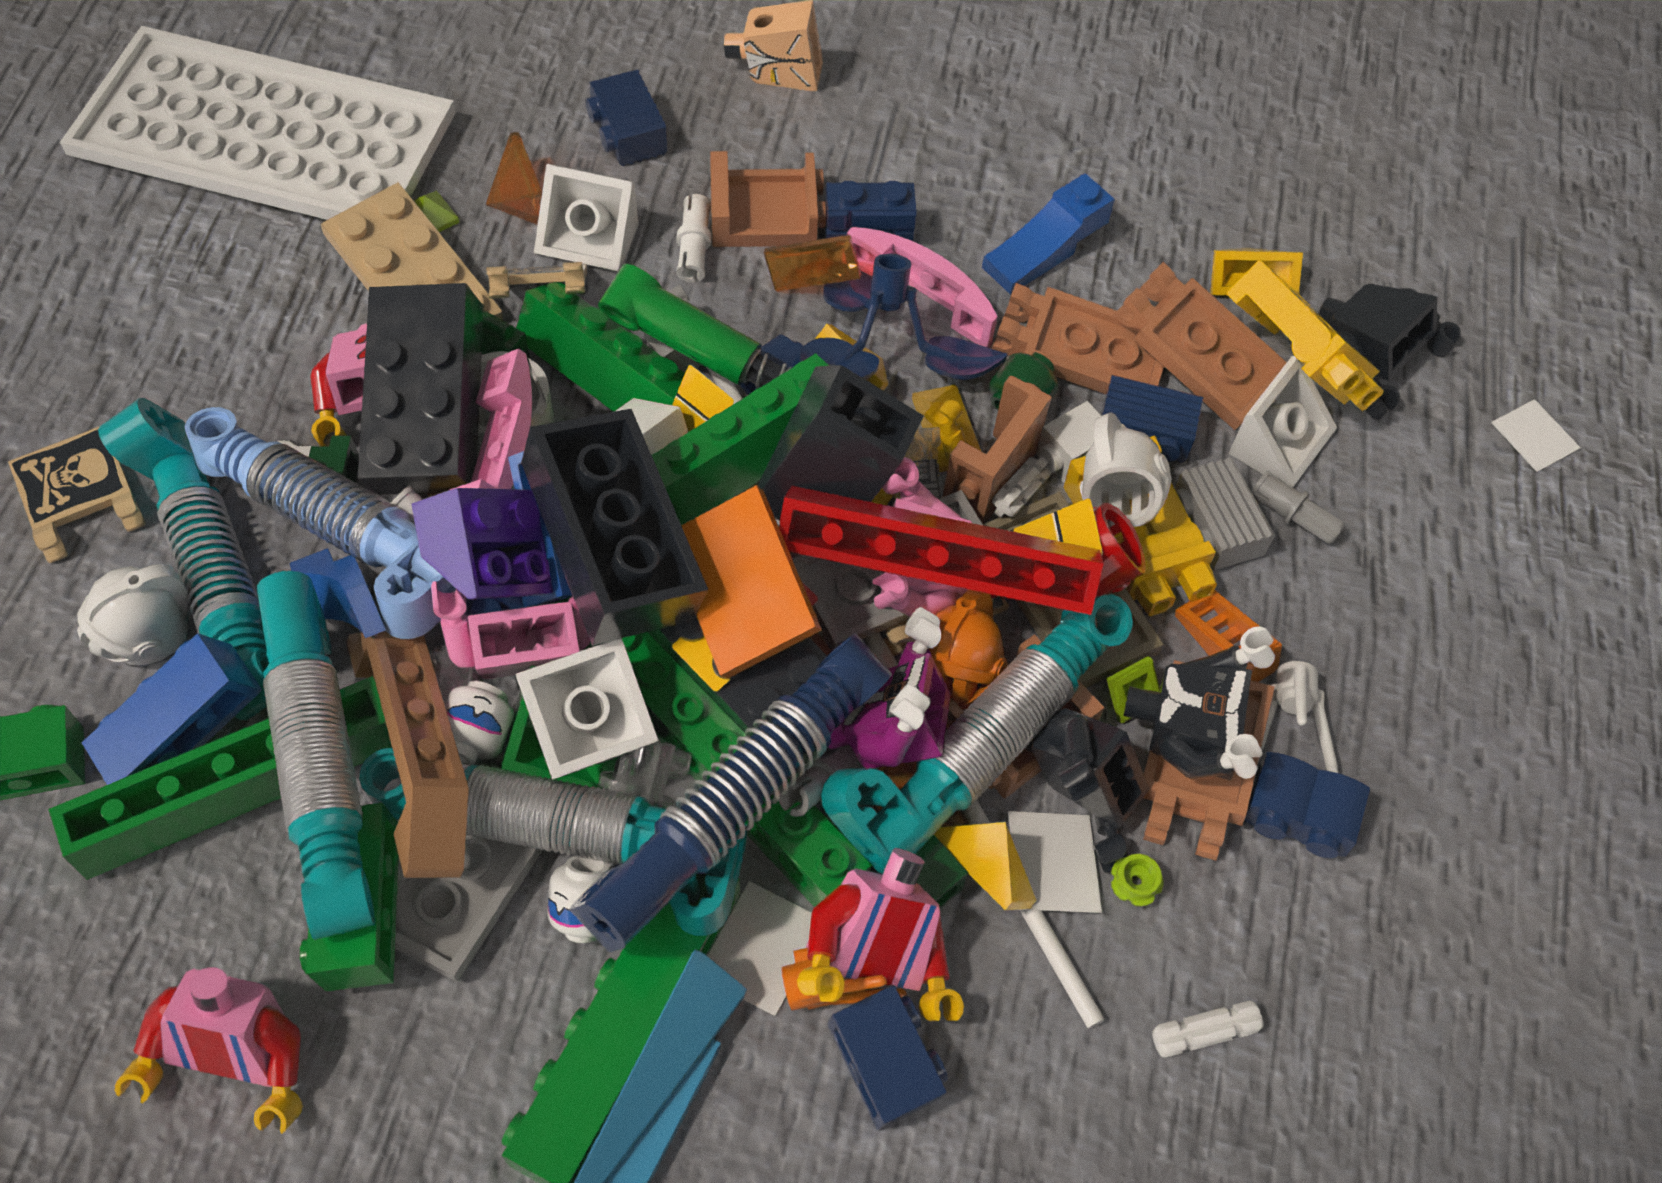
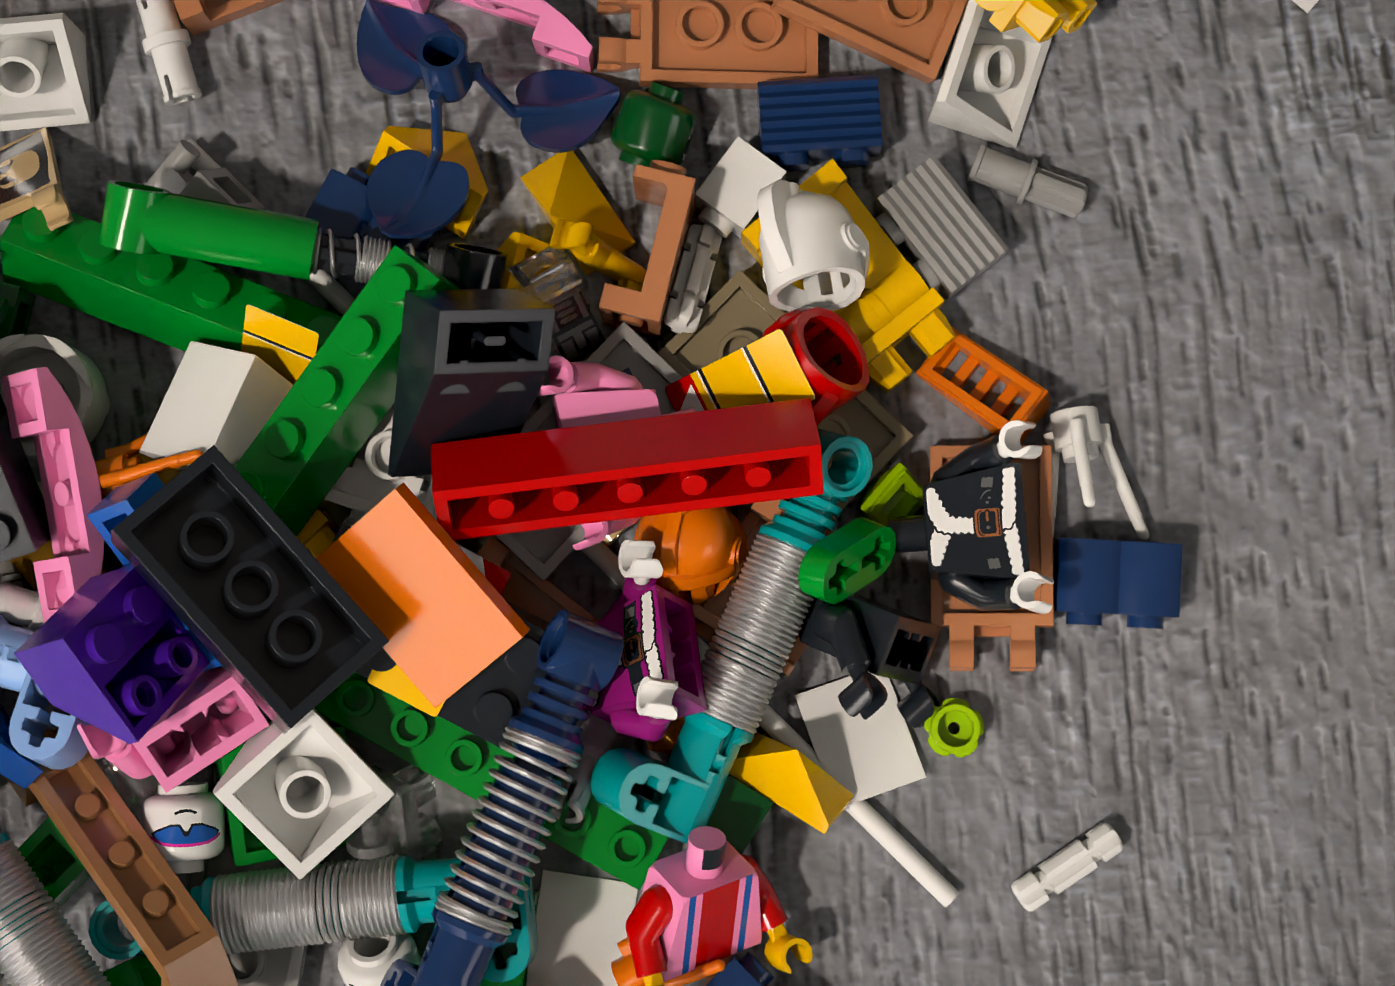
camera: 15 degrees left, 25 degrees up
(812, 263) = (333, 38): clear orange slope -> none
(1090, 697) = (847, 560): none -> green beam

